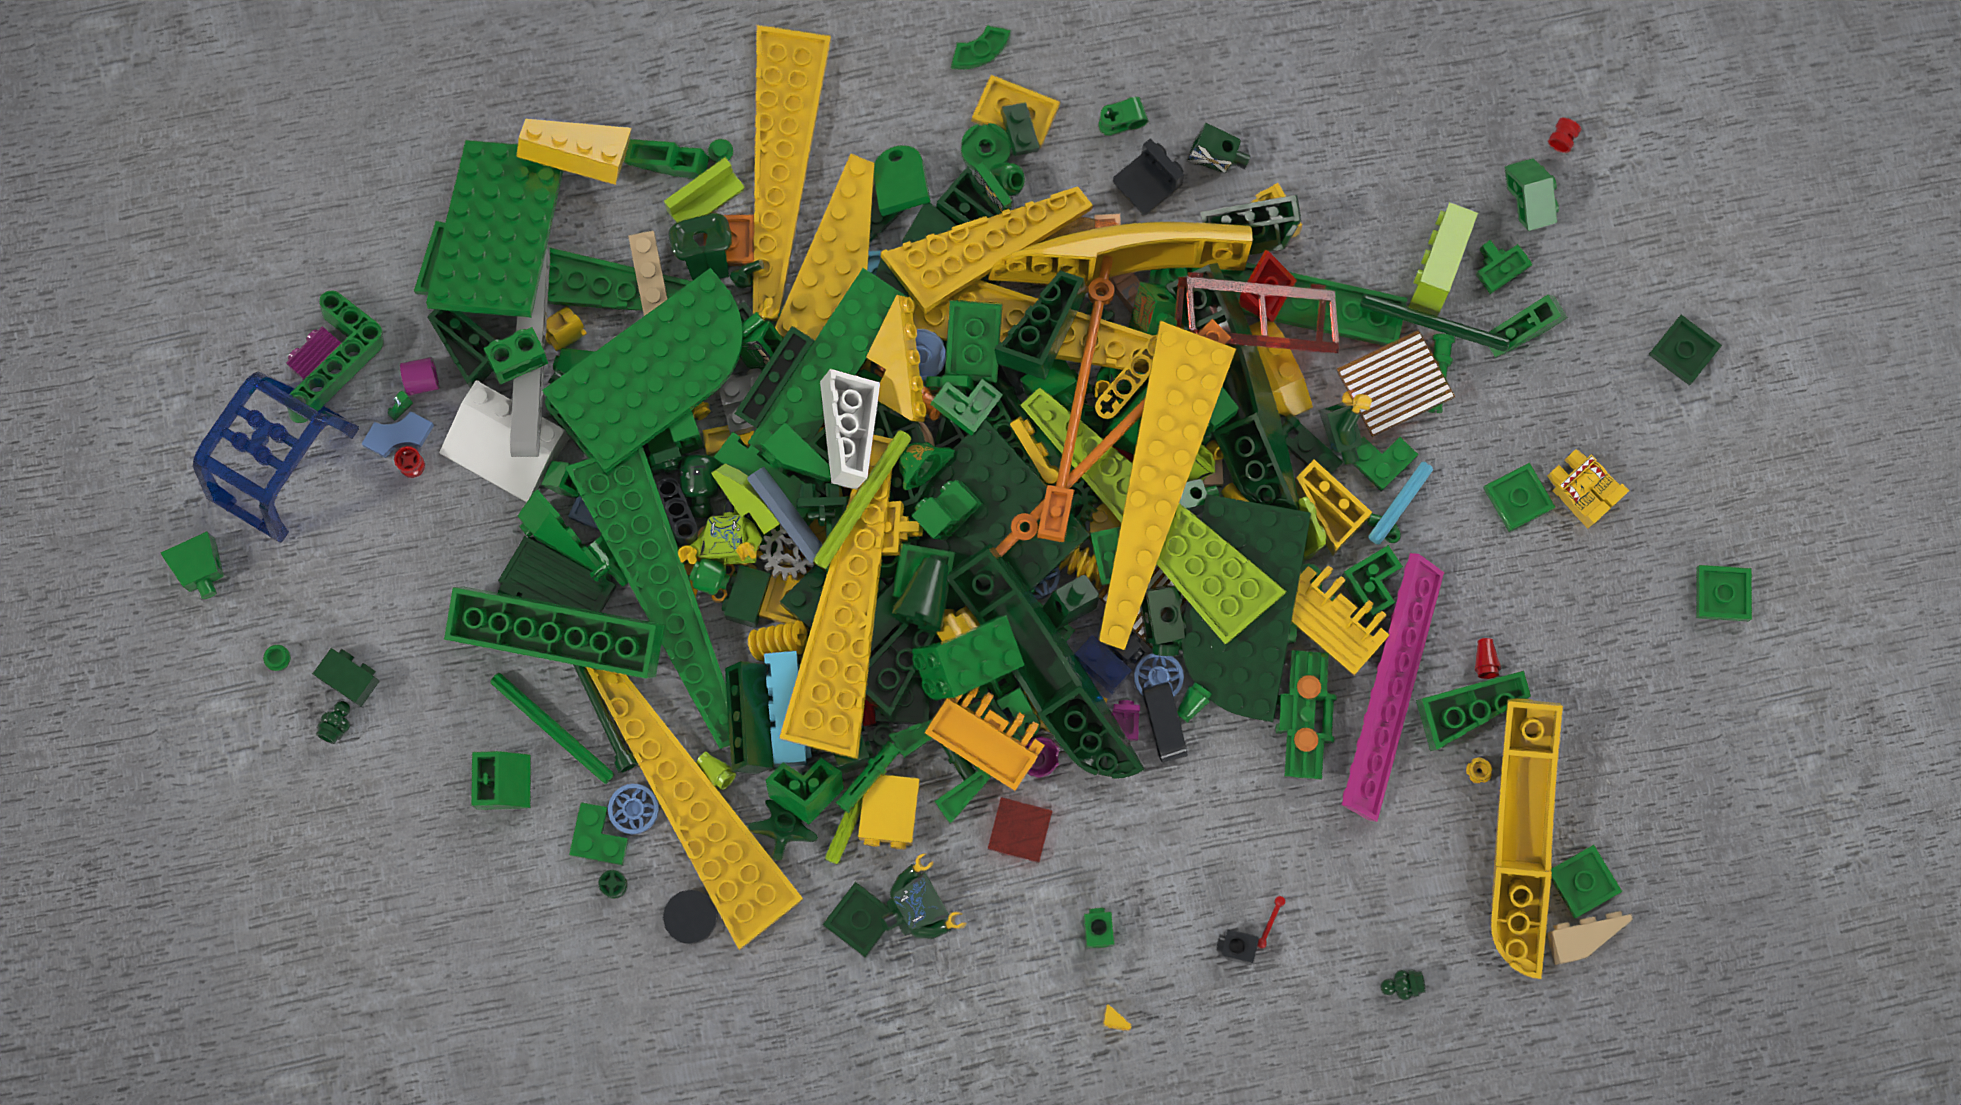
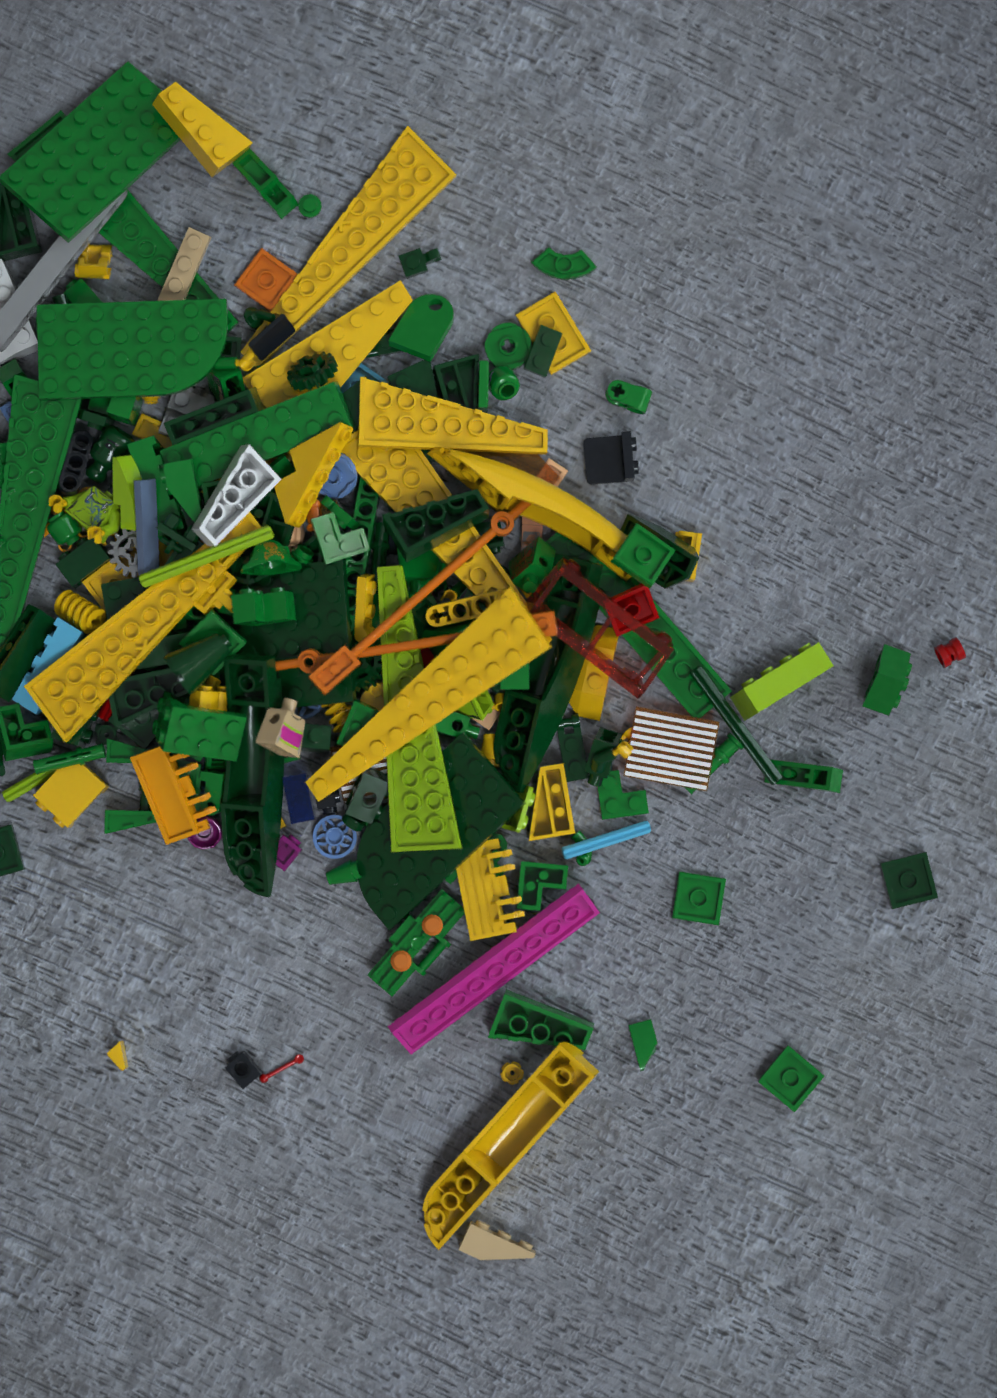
camera: 40 degrees right, 10 degrees up
(519, 361) = (33, 270): green brick -> none
(702, 258) = (238, 287): dark green piece -> none
(705, 192) = (272, 232): lime panel -> none
(773, 278) = (271, 337): none -> black slope
(834, 277) = (312, 371): none -> dark green gear
(850, 134) = (415, 262): none -> dark green plate
(917, 905) = (39, 874): dark green torso -> none
(944, 442) = (302, 554): none -> green plate
(971, 339) = (377, 493): green tile -> none
(1019, 830) = (153, 873): clear red tile -> none
(1047, 604) = (282, 730): none -> tan torso
(1098, 941) = (147, 991): green brick -> none
(1164, 722) = (312, 873): black beam -> none
(1217, 150) = (670, 468): dark green torso -> none
(1247, 226) = (643, 555): none -> green tile
(1404, 984) = (341, 1182): dark green piece -> none
(1487, 661) = (580, 998): red cone -> none
(1501, 266) = (822, 717): green hinge -> none
(1572, 655) = (644, 1041): none -> green slope
(1584, 881) = (524, 1205): green plate -> none
(1588, 489) = (751, 921): yellow hips -> none

